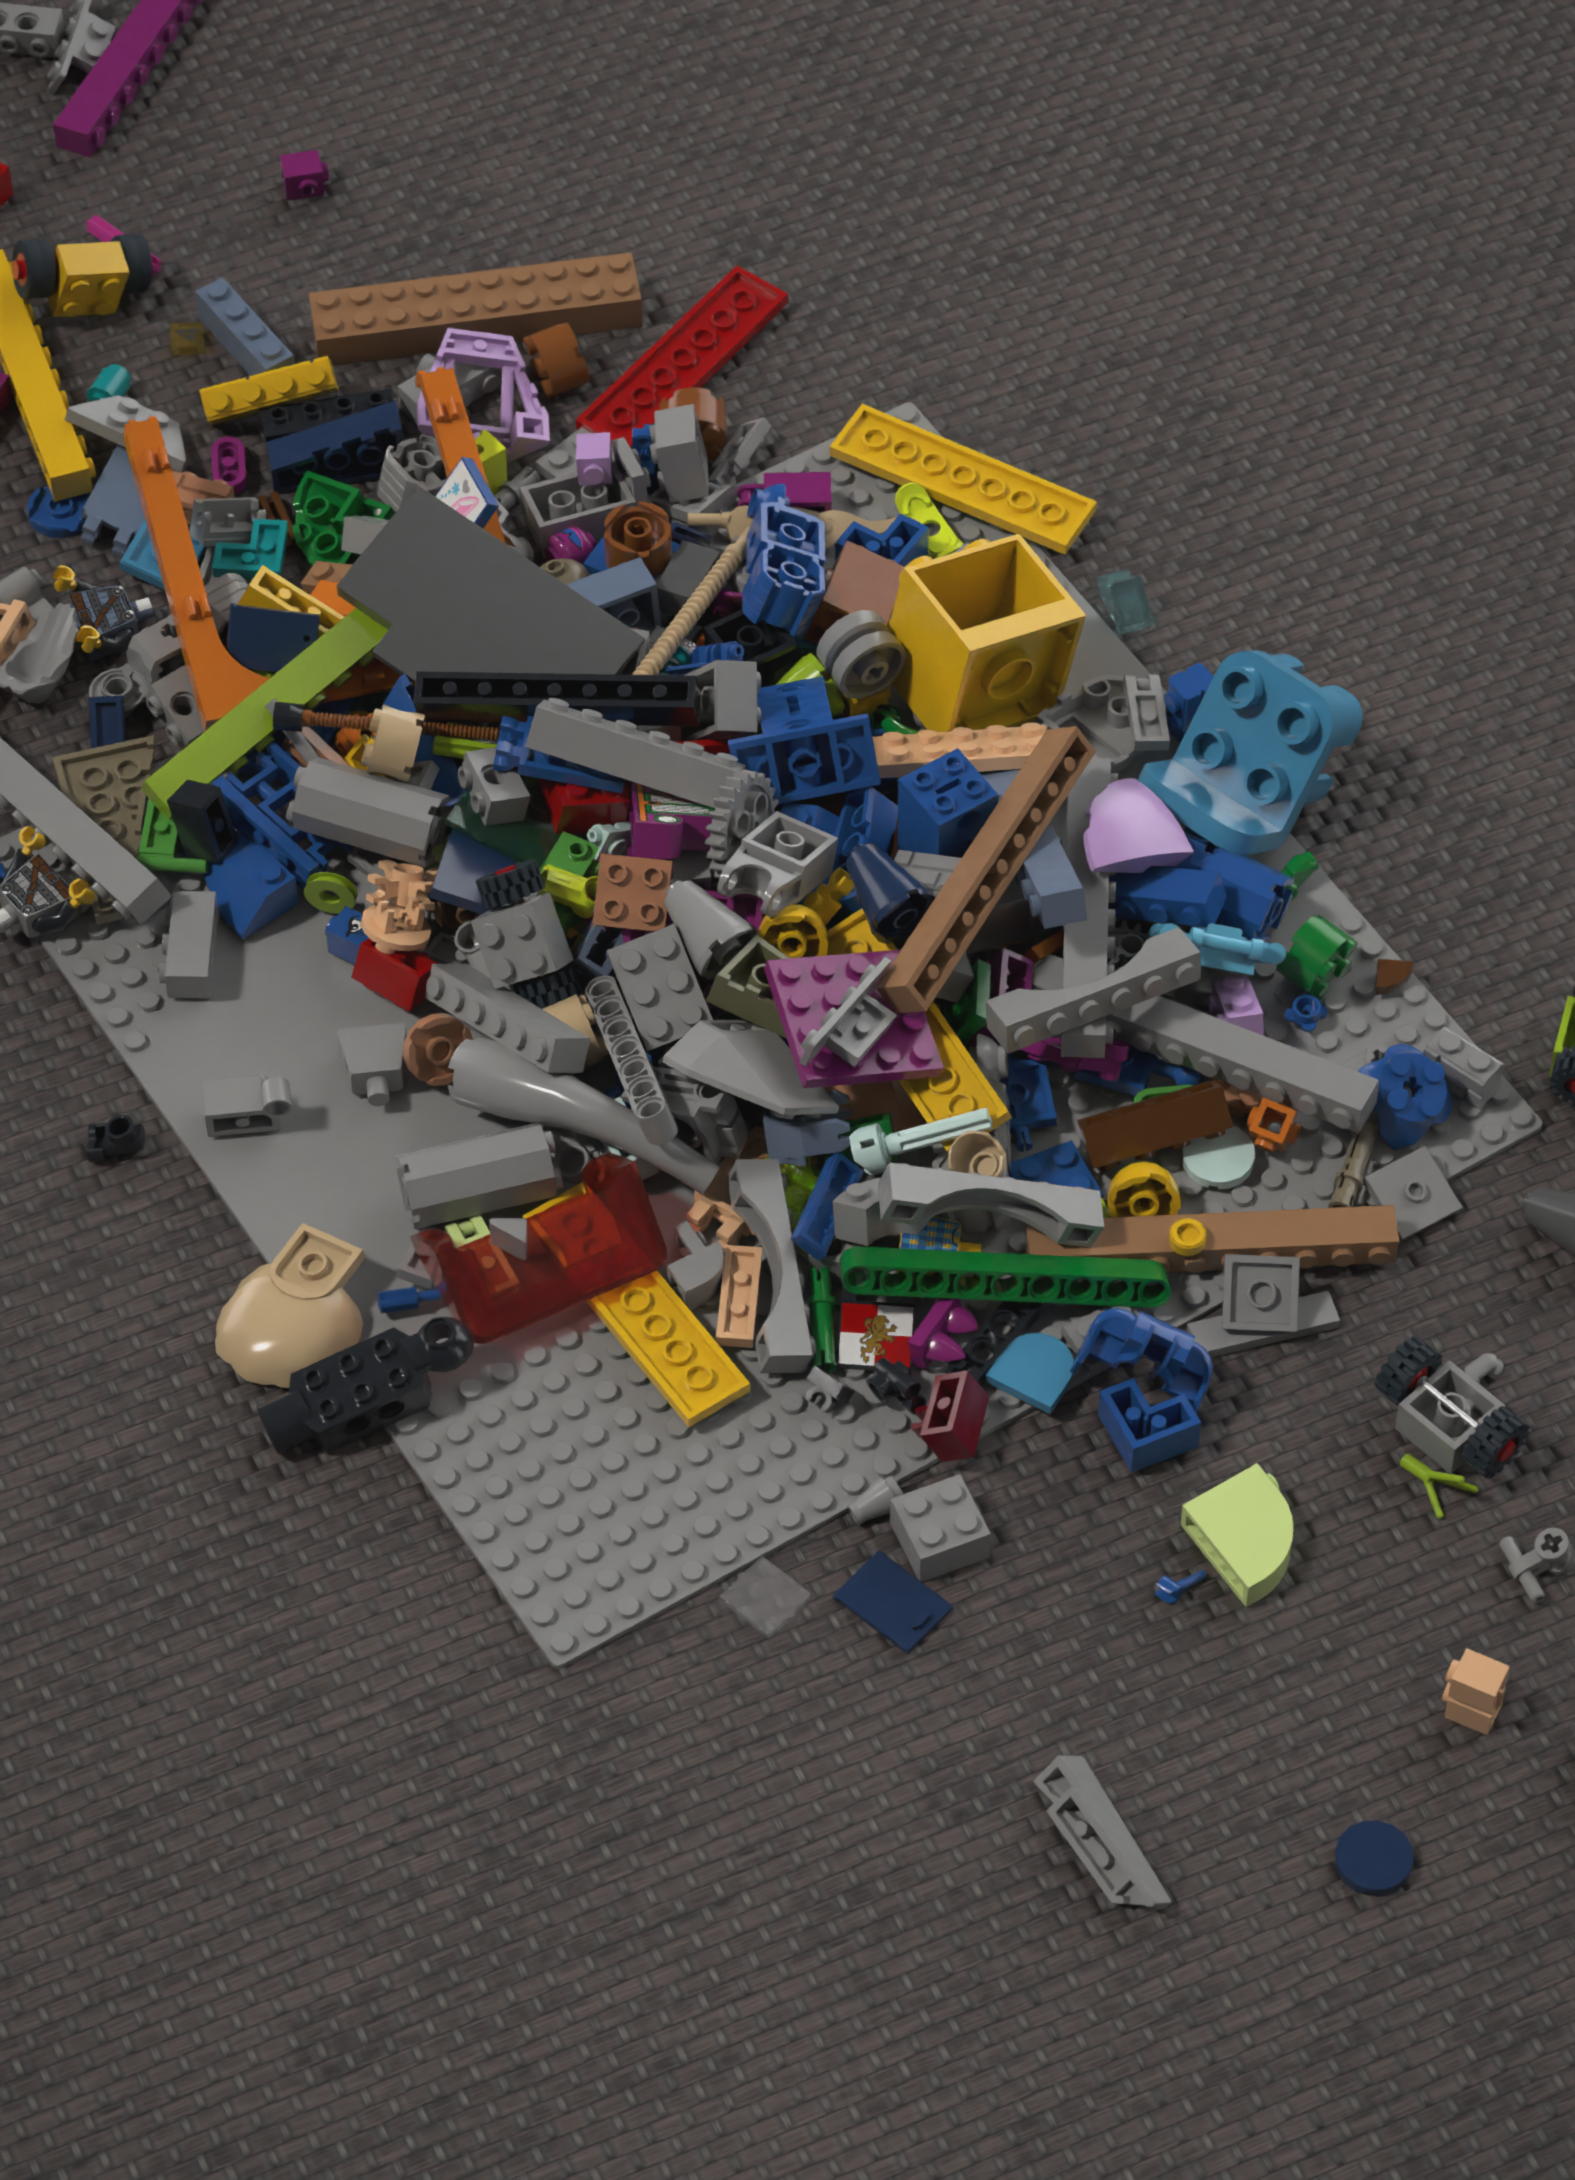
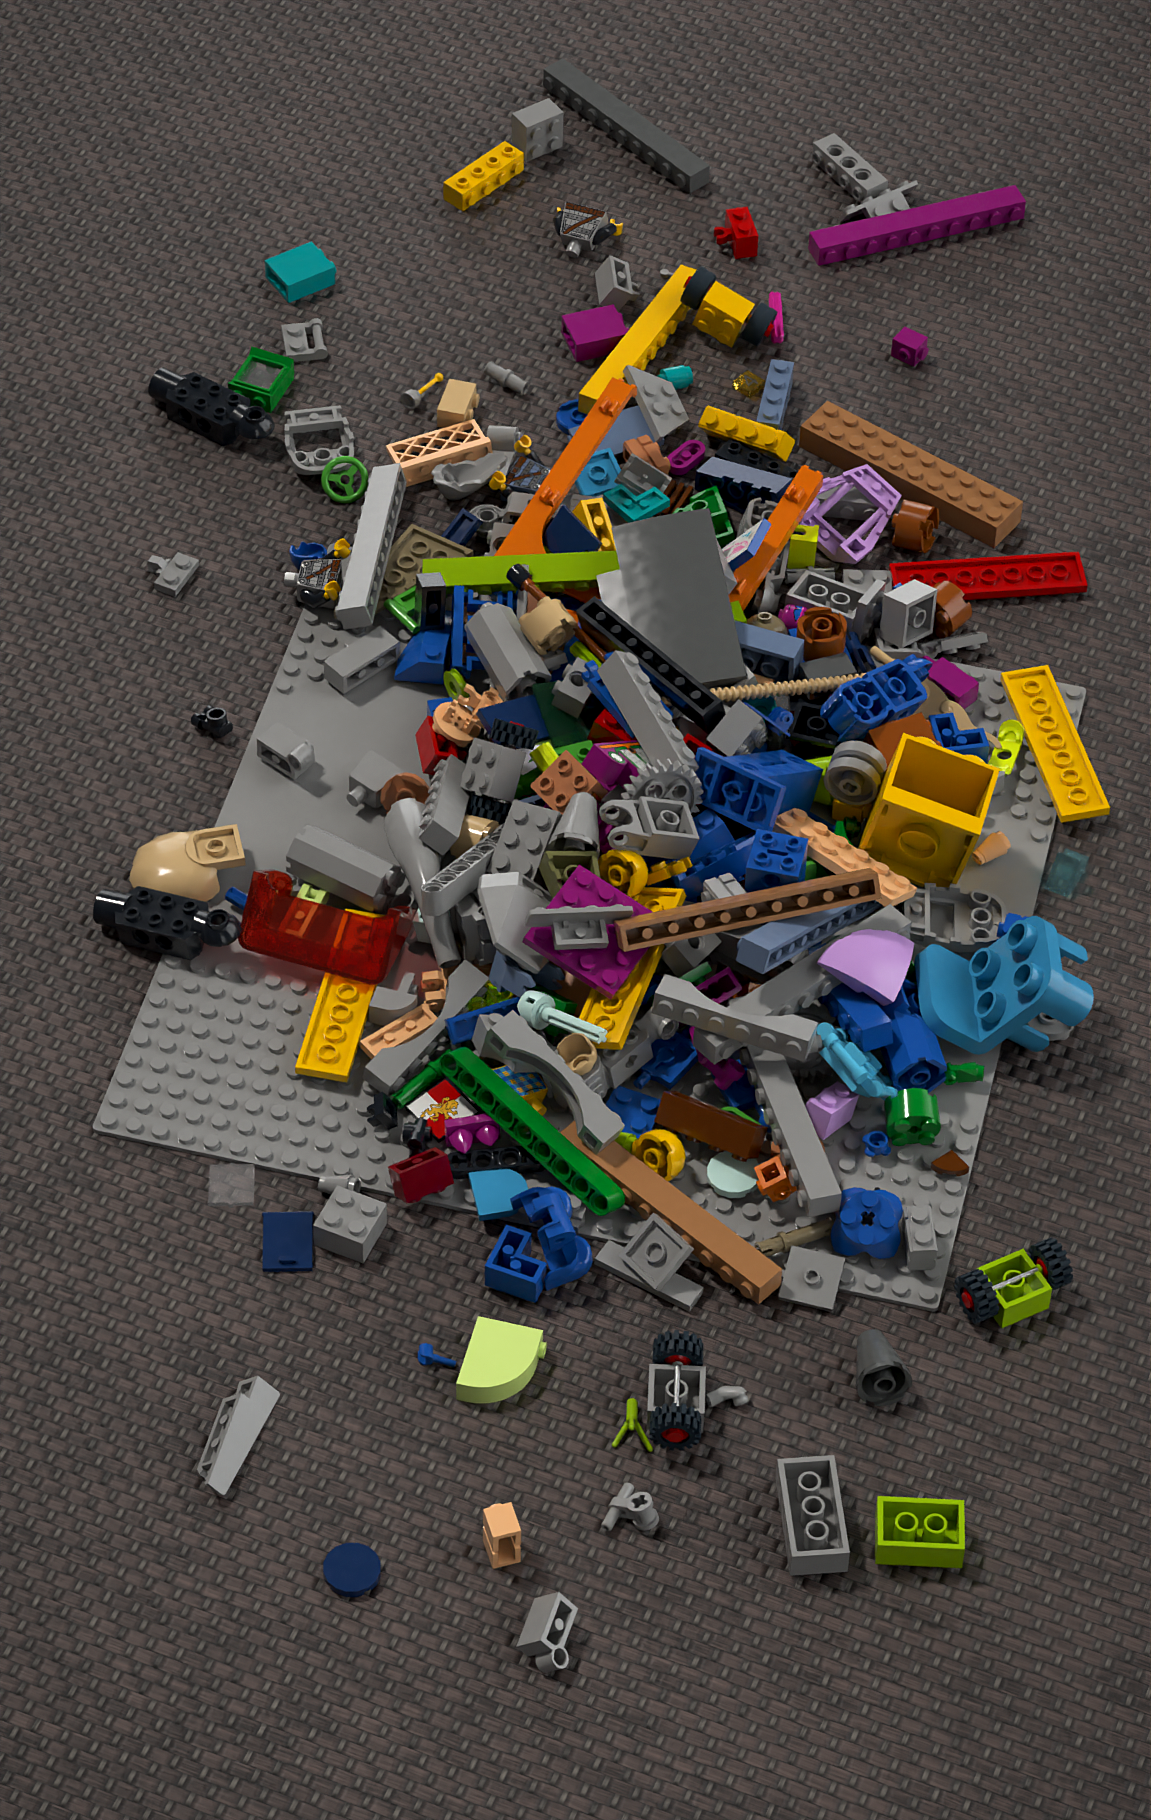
camera: 45 degrees right, 5 degrees down
(510, 1235) = (320, 908): light grey slope -> none
(594, 459) = (855, 580): lavender brick -> none
(887, 893) = (688, 881): dark blue cone -> none
(1146, 713) = (982, 927): light grey plate -> none
(1187, 1237) = (649, 1190): yellow tile -> none

